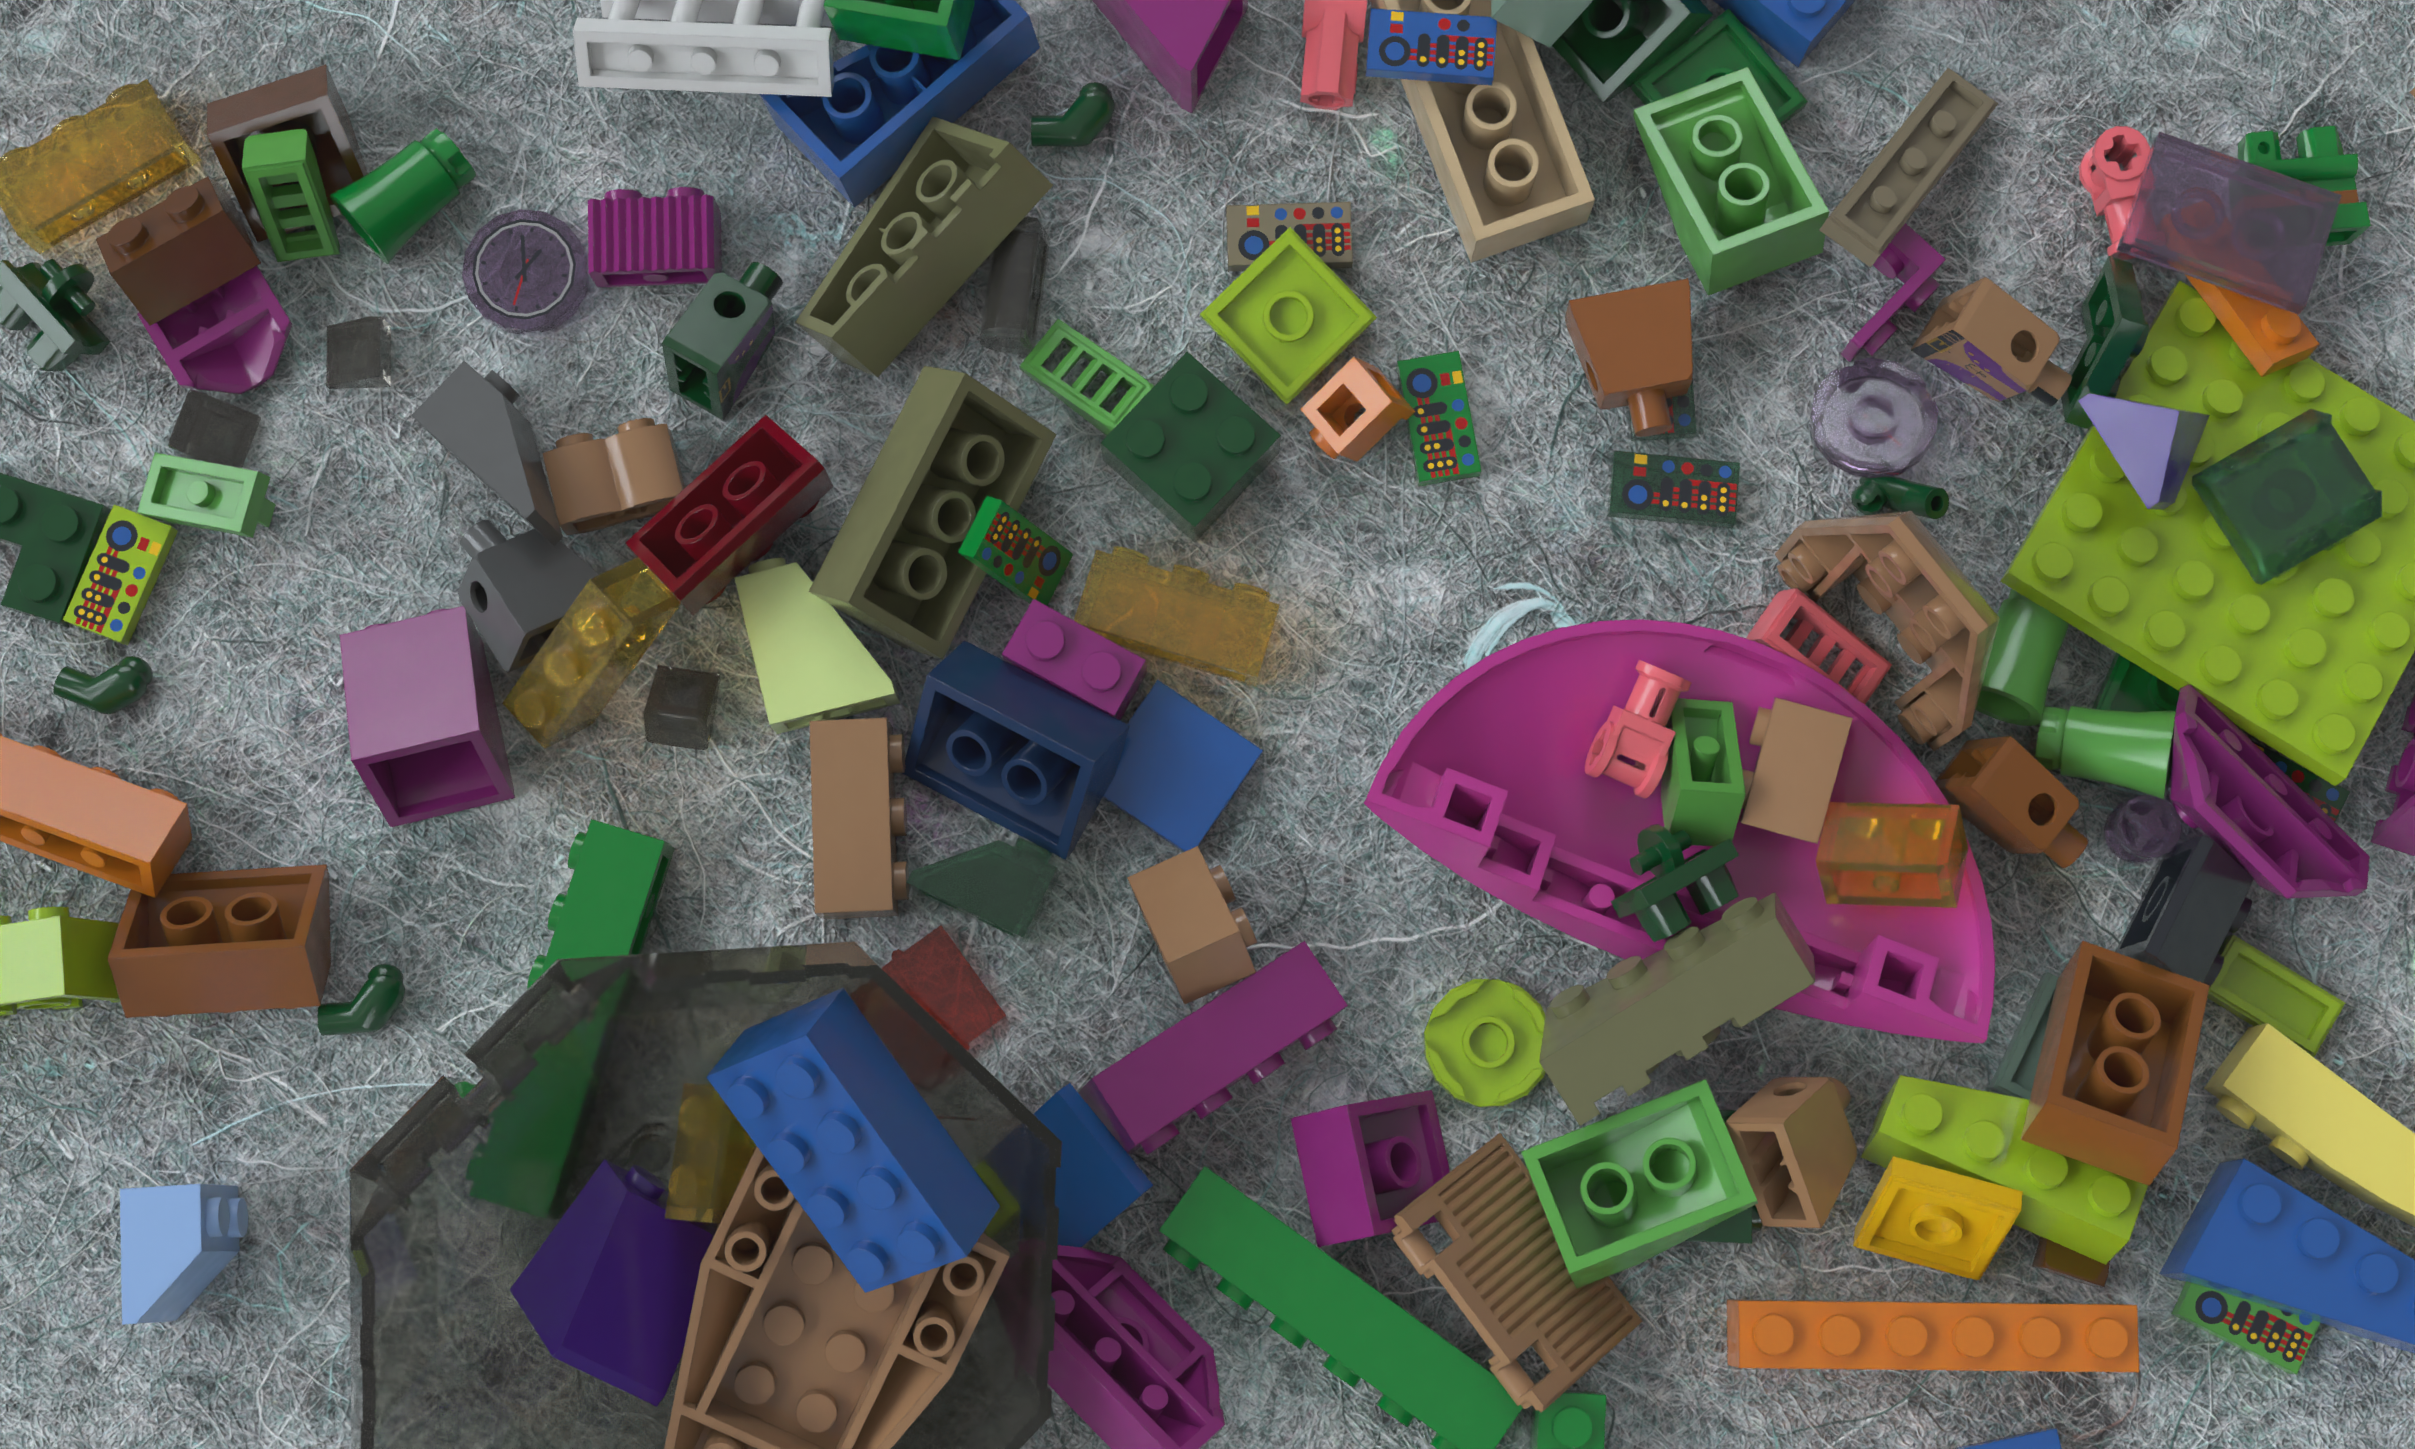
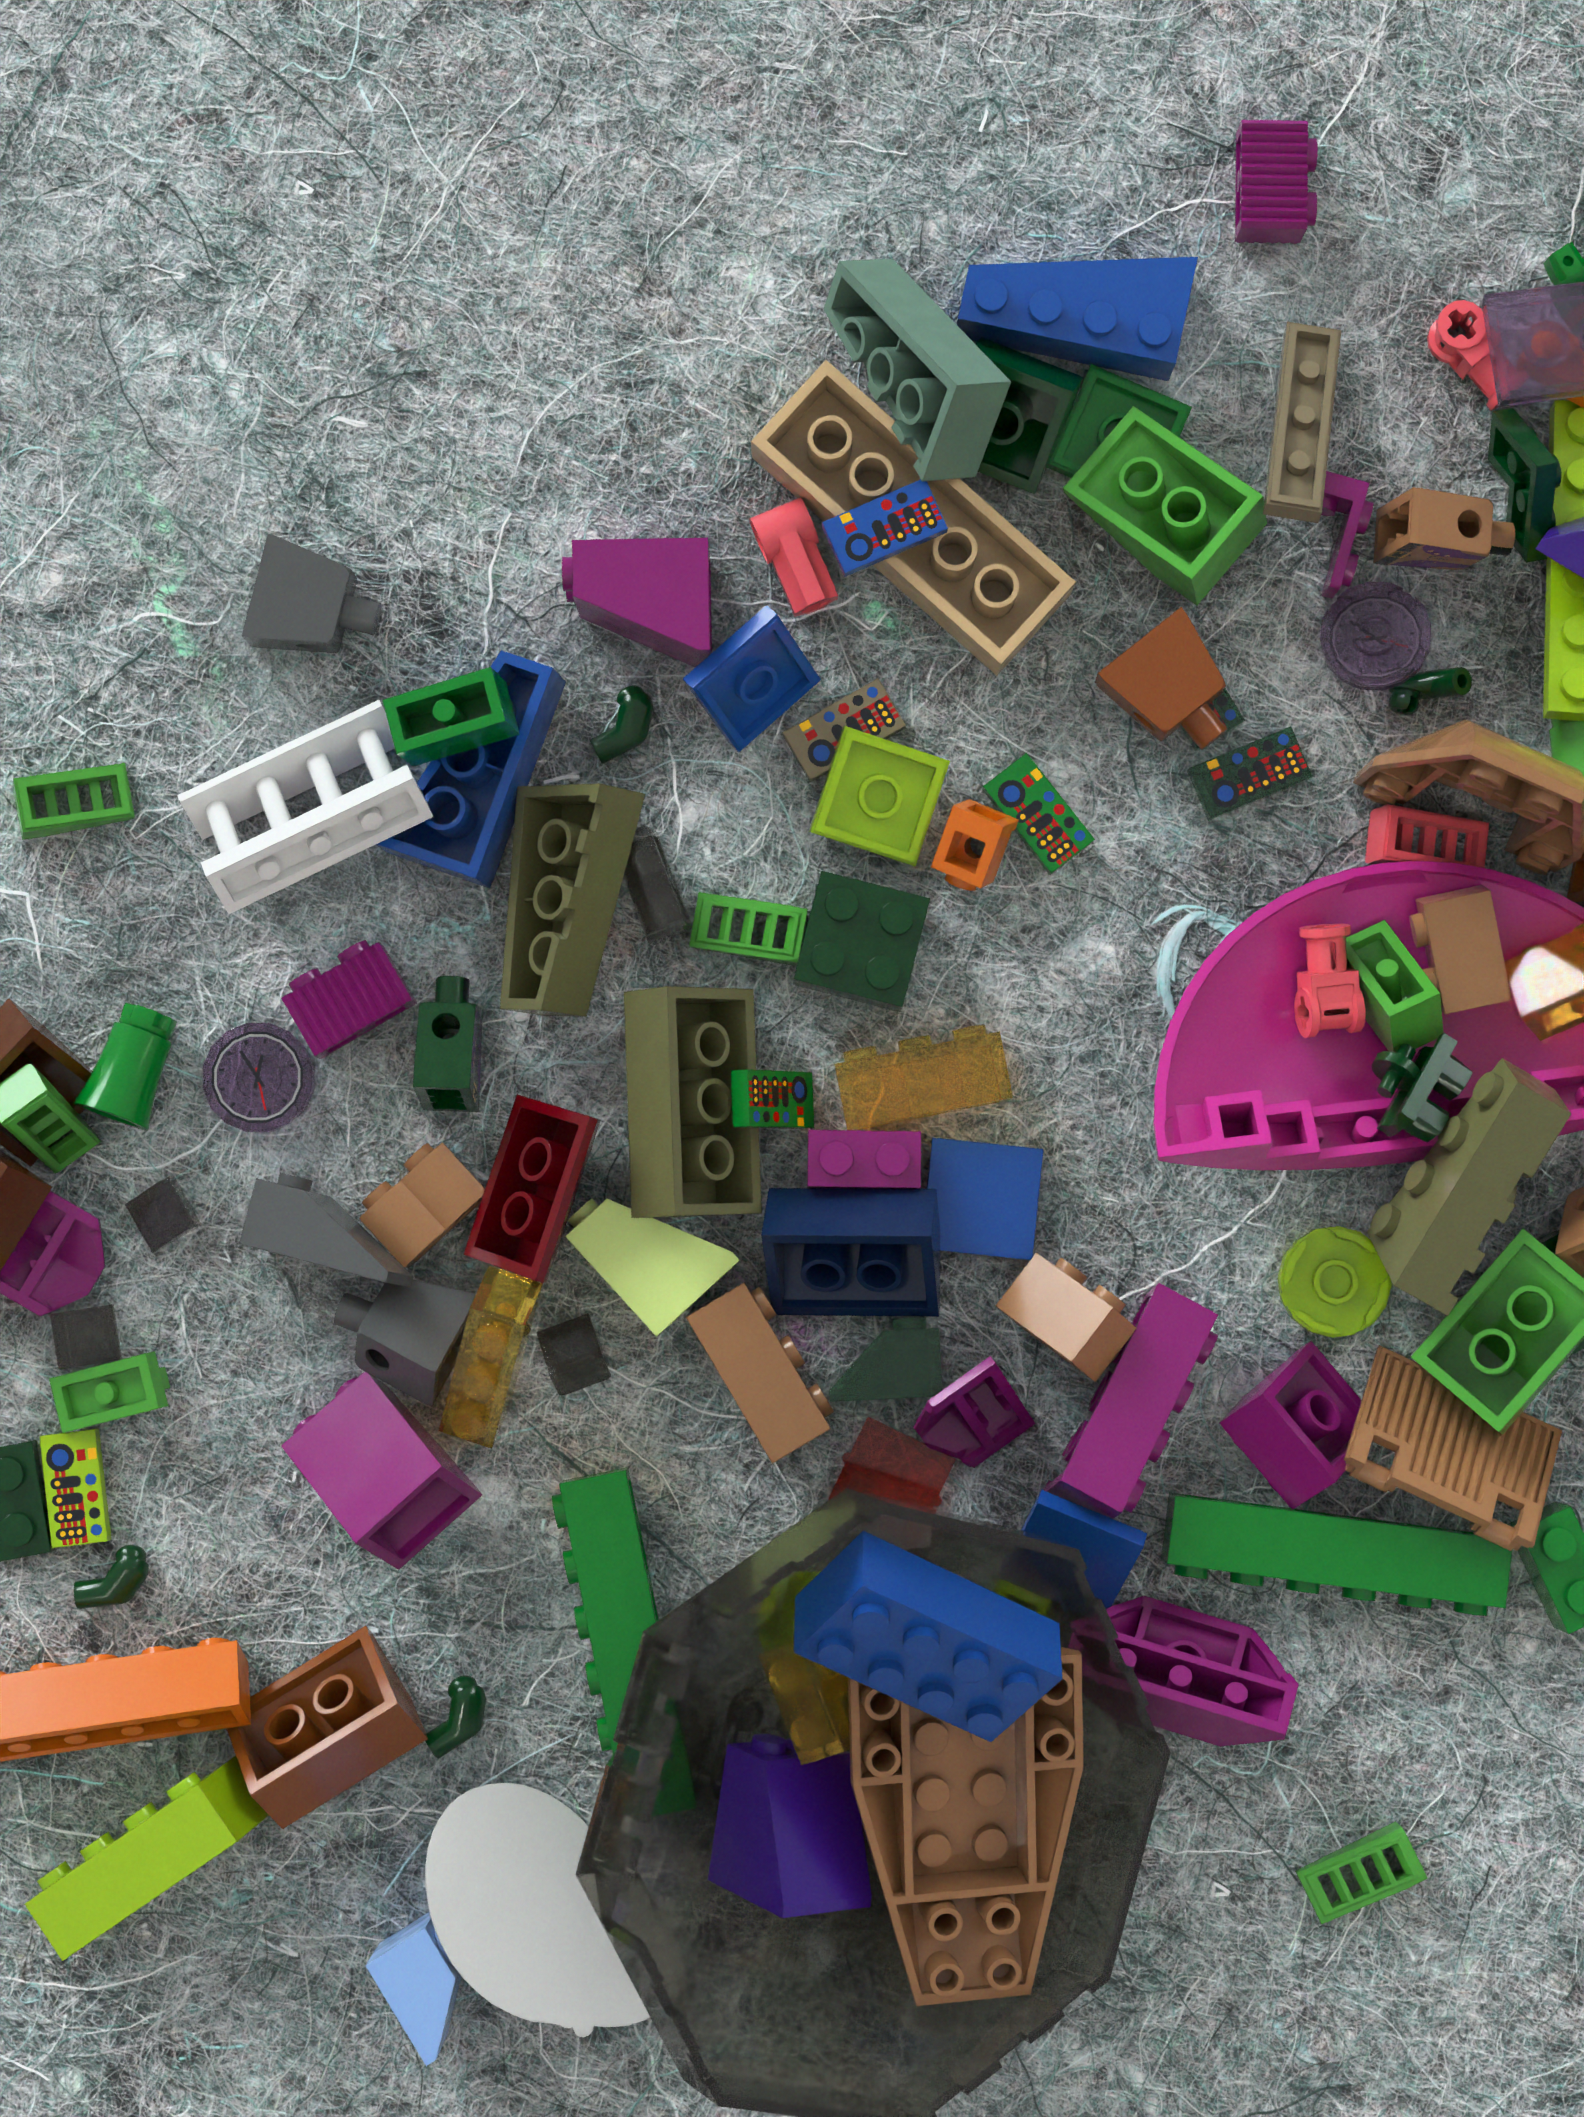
camera: 30 degrees left, 5 degrees up
(285, 1222) = (517, 1915): none -> white sticker
(1045, 976) = (973, 1416): none -> magenta slope
(1222, 132) = (752, 678): none -> blue tile

